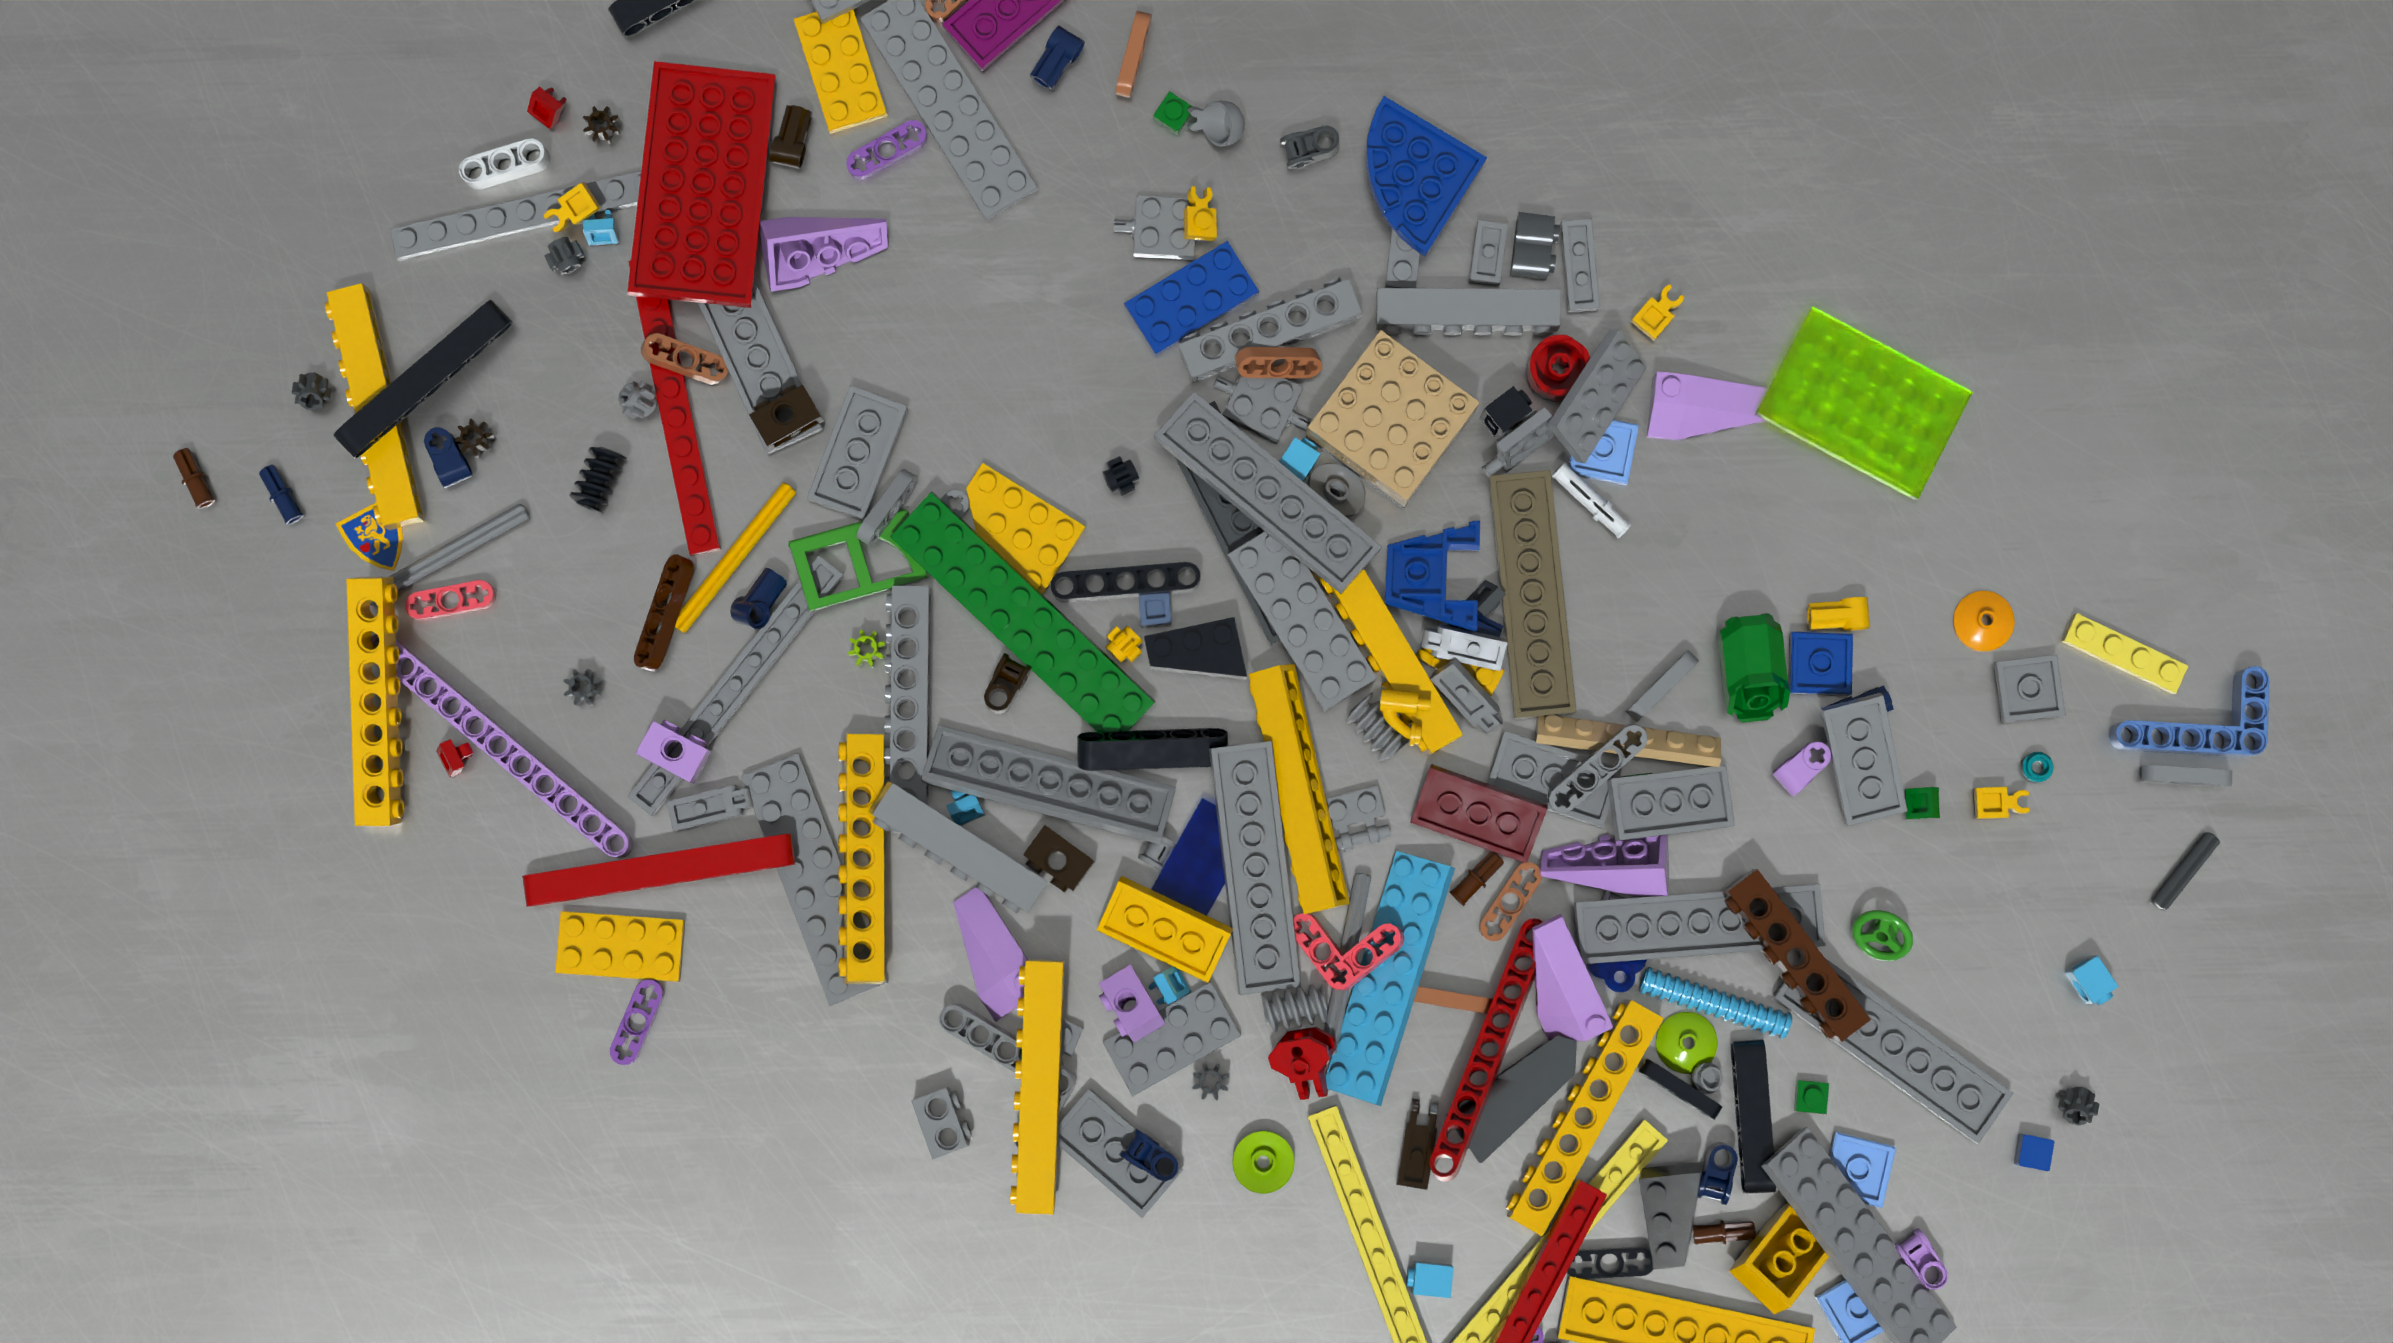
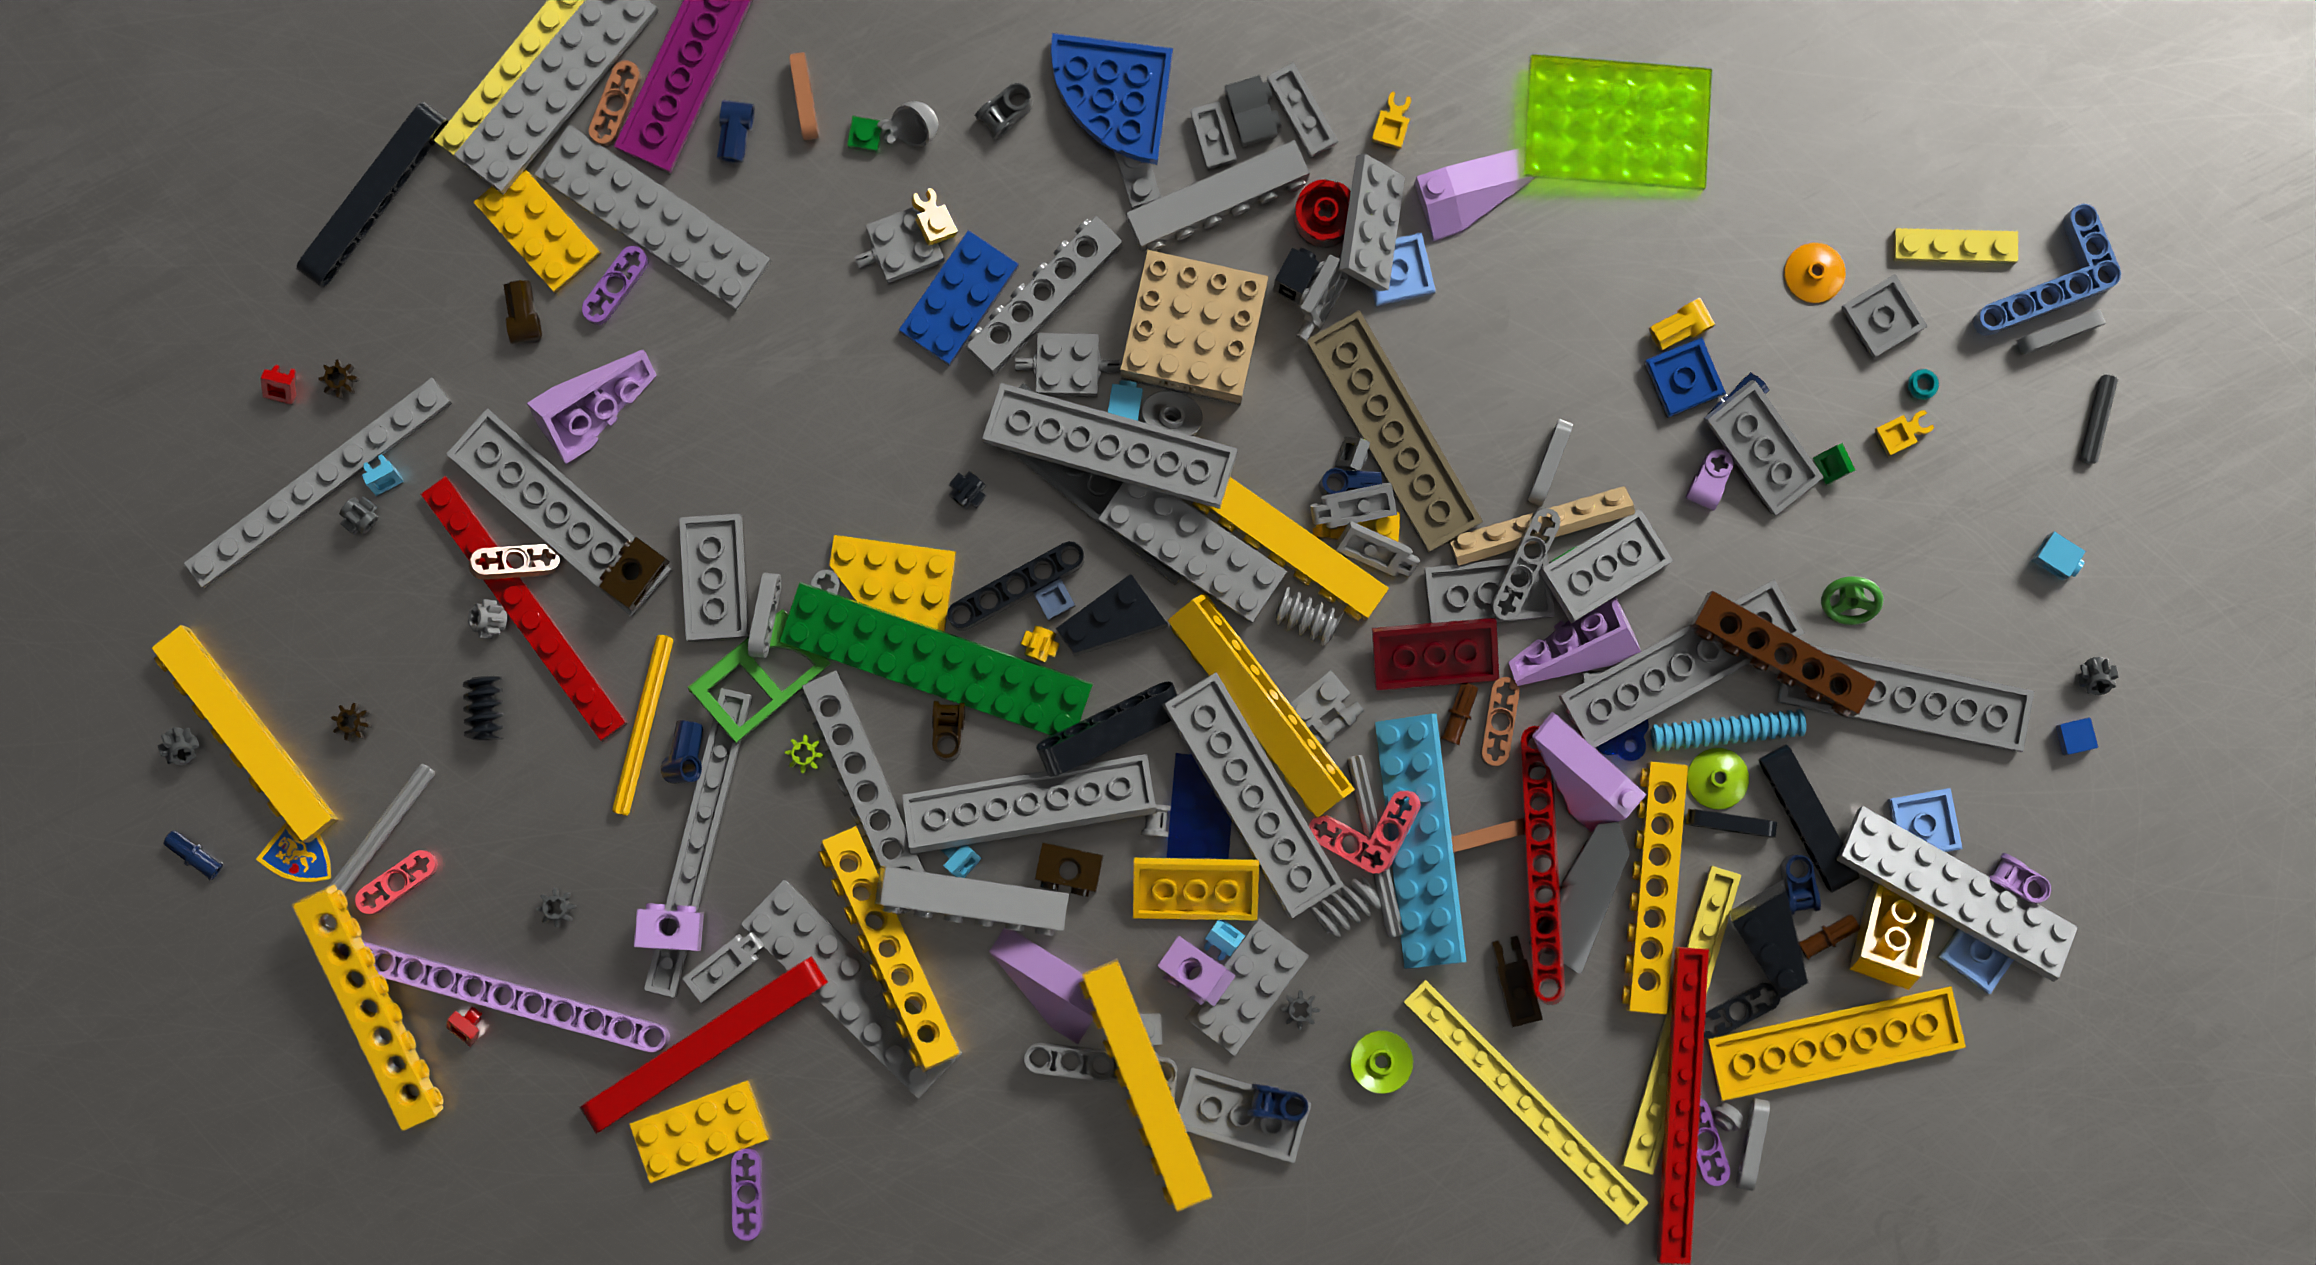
camera: 25 degrees left, 0 degrees up
(193, 478) = (103, 876): reddish brown axle -> none
(422, 379) = (278, 688): black beam -> none
(449, 461) = (337, 755): dark blue piece -> none
(490, 160) = (249, 460): white beam -> none
(576, 206) = (349, 465): yellow plate -> none
(676, 571) = (602, 850): reddish brown beam -> none
(701, 184) = (458, 393): red plate -> none
(933, 1125) = (1064, 1164): light grey brick -> none
(1257, 361) = (1047, 328): nougat beam -> none
(1304, 1059) = (1376, 950): red hinge -> none
(1403, 702) = (1321, 583): yellow plant -> none
(1419, 576) = (1283, 459): blue wing -> none
(1430, 1279) = (1582, 1099): medium azure brick -> none
(1617, 525) = (1443, 332): white pin -> none
(1707, 1078) = (1751, 802): light grey plate -> none
(1753, 667) = (1625, 408): green brick -> none
(1811, 1097) = (1853, 777): green plate -> none

